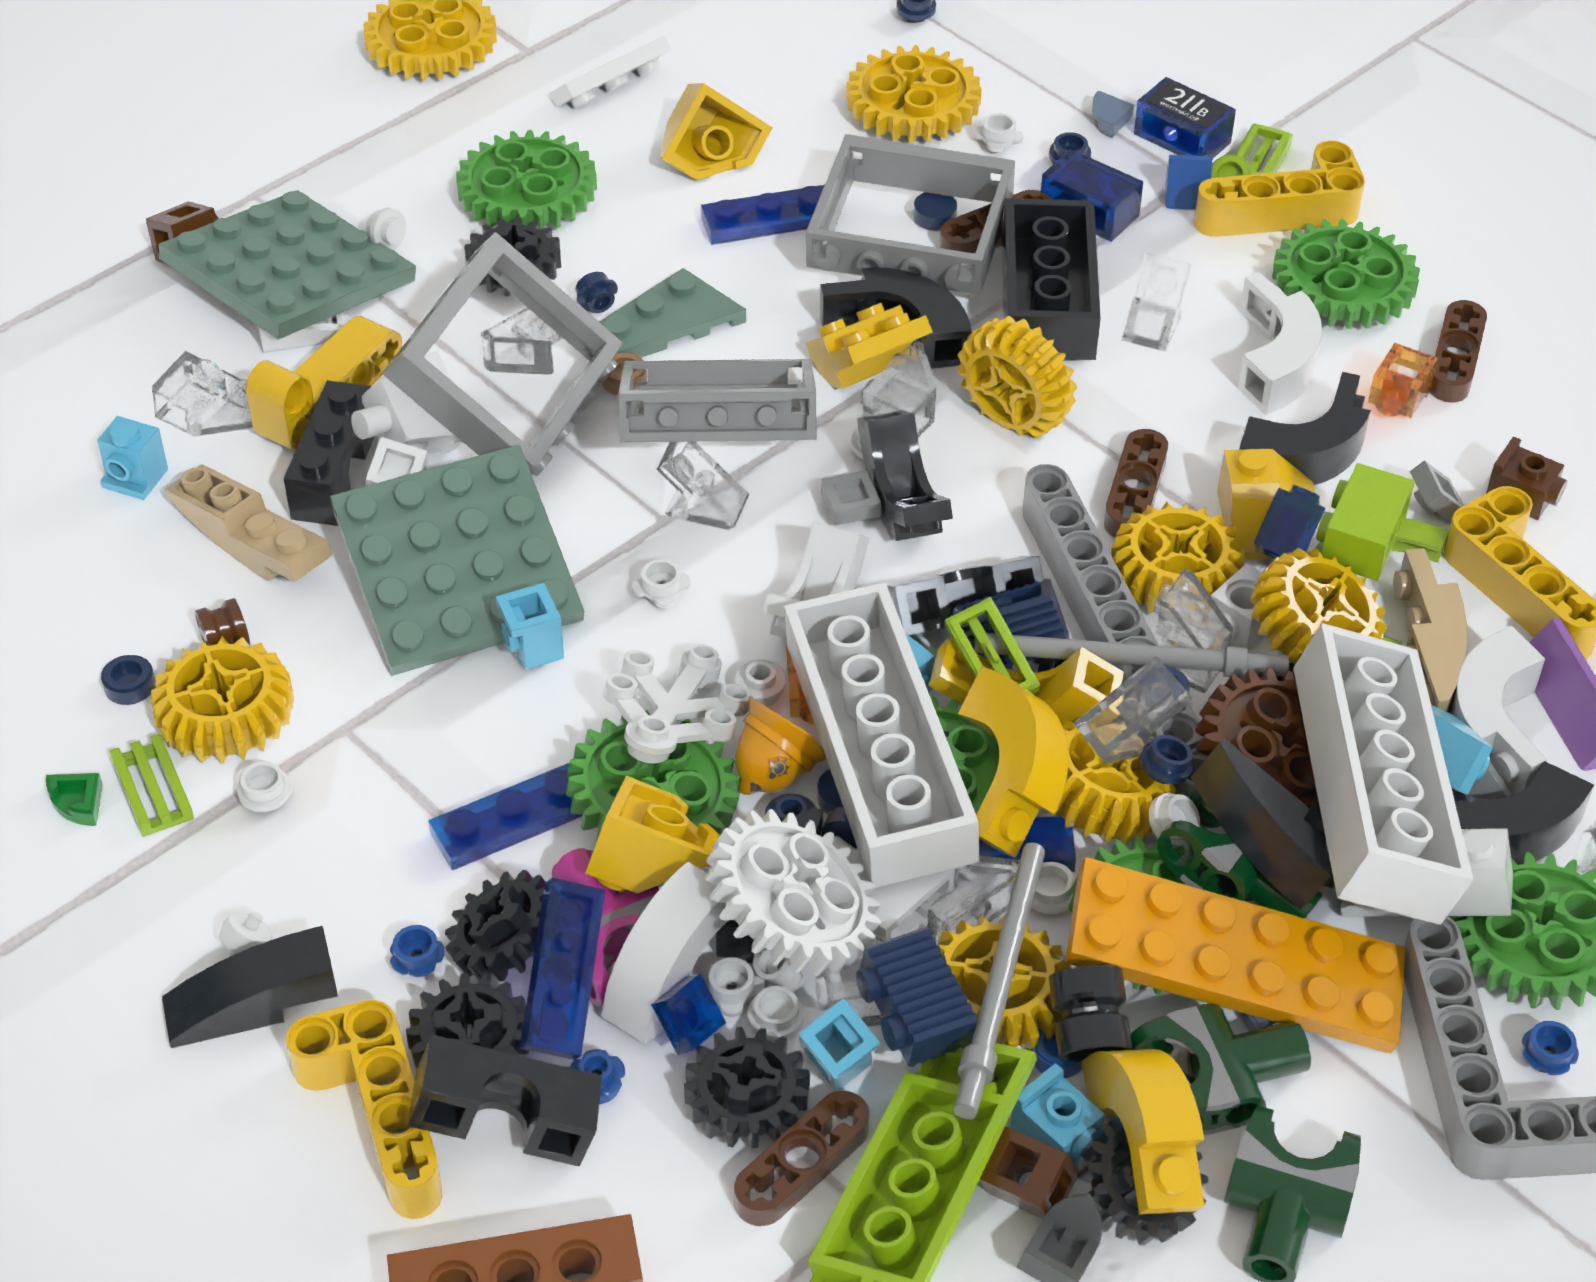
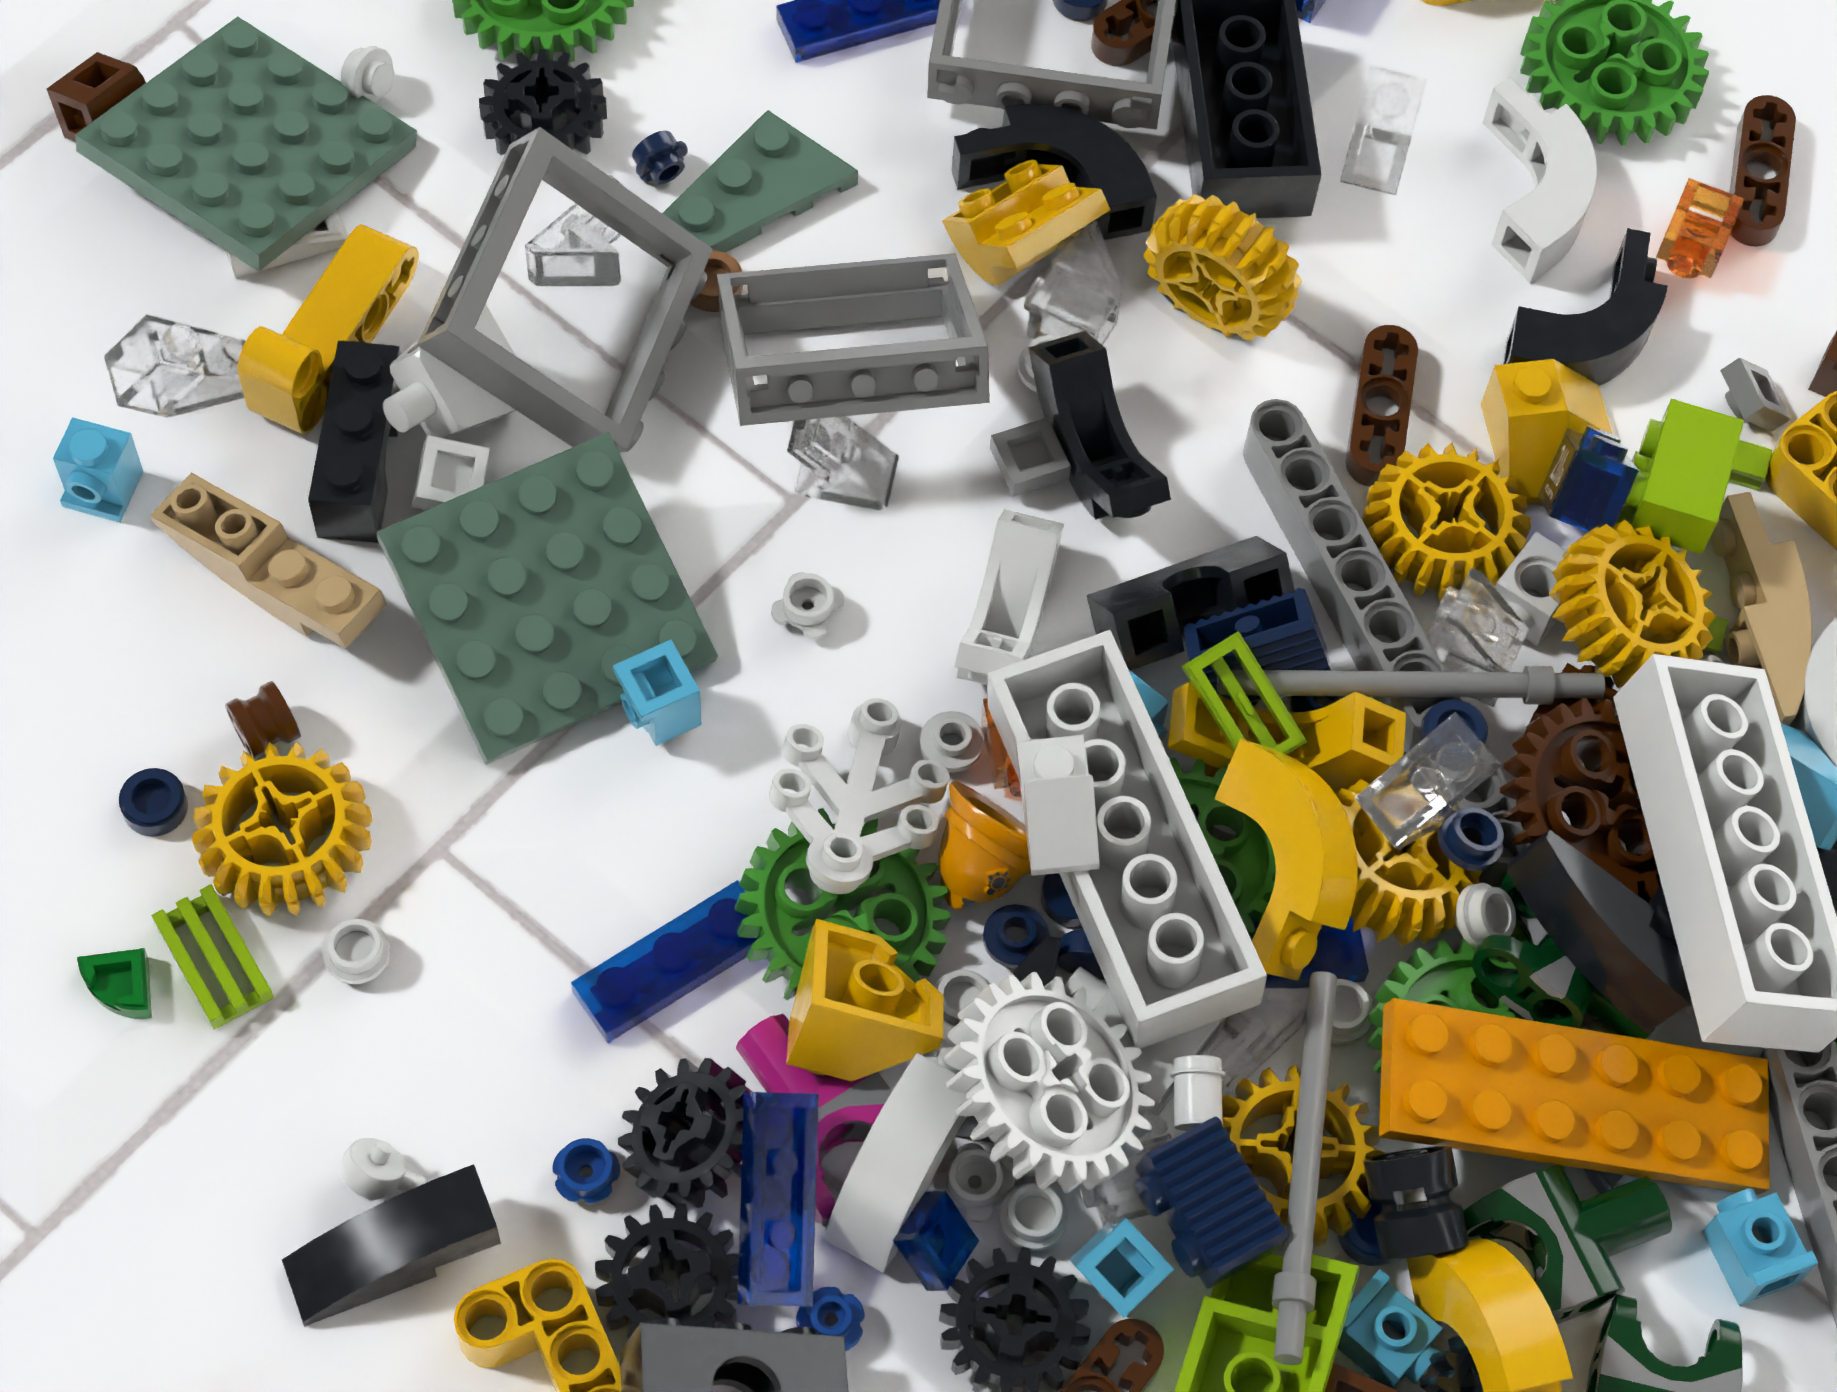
camera: 10 degrees left, 15 degrees up
(824, 693) = (1058, 805): none -> white slope
(918, 910) = (1197, 1090): none -> white piece
(1384, 1084) = (1747, 1264): none -> medium azure brick

